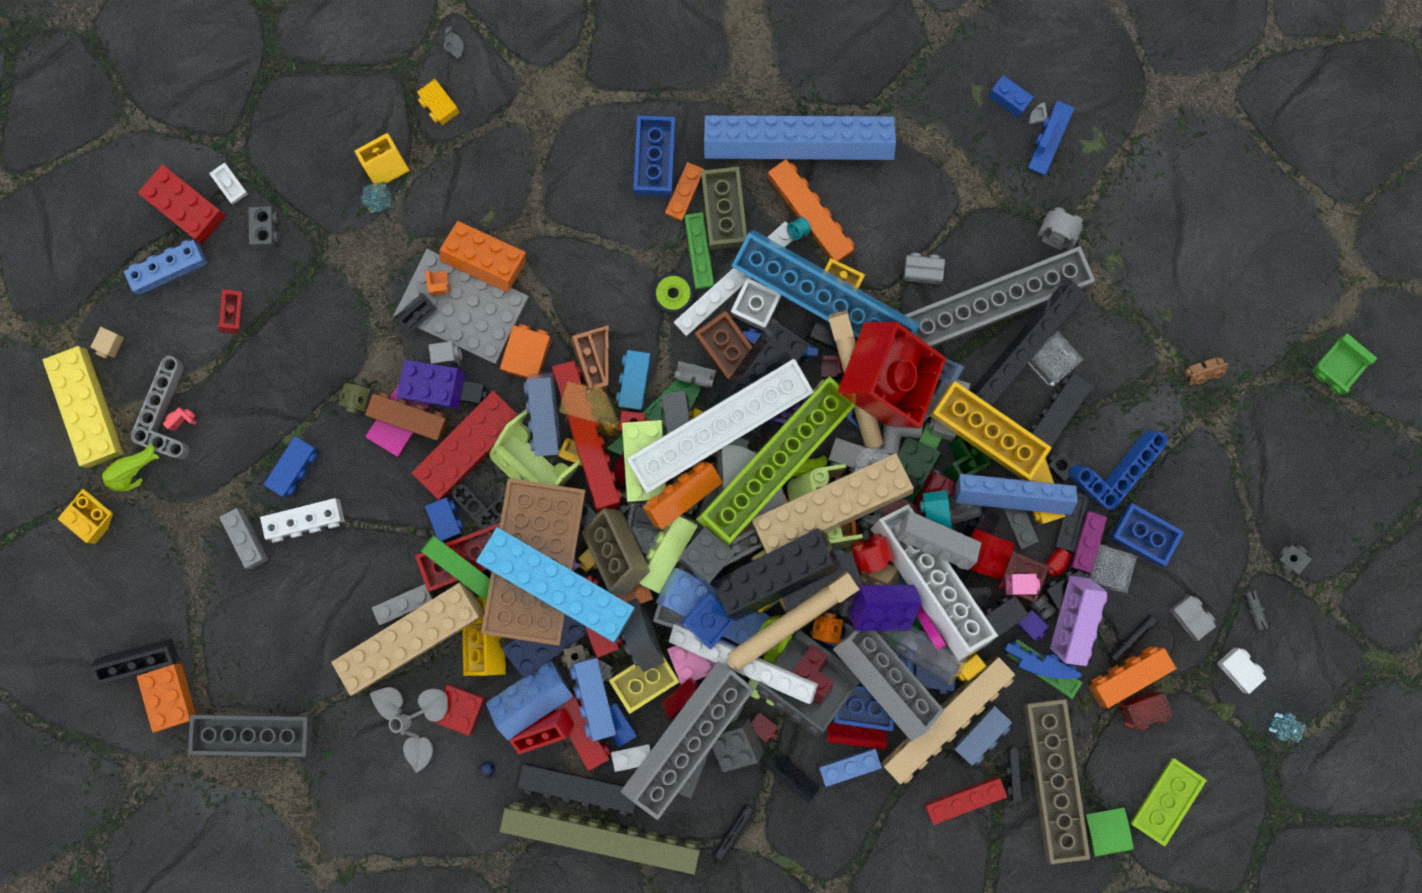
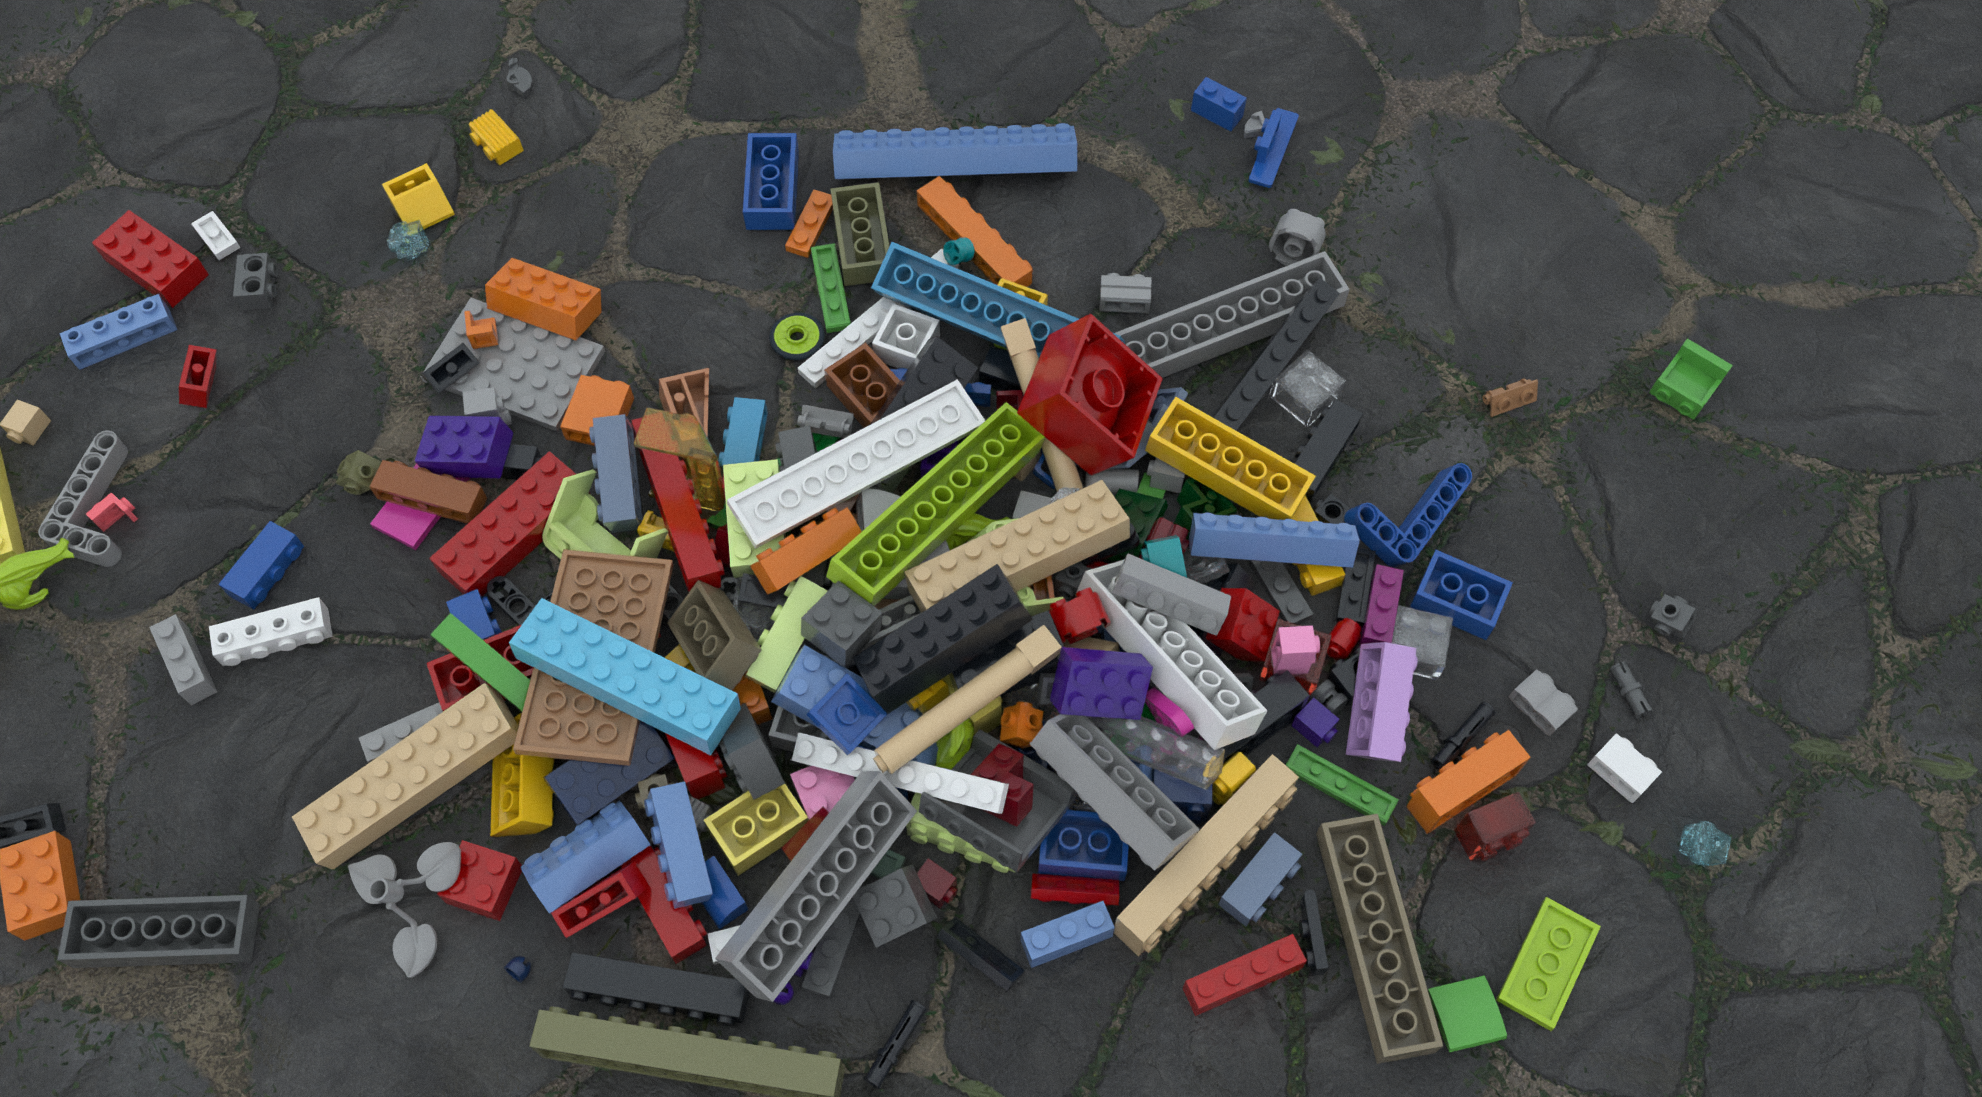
camera: 10 degrees left, 20 degrees down
(1048, 665) = (1346, 776): blue slope -> none

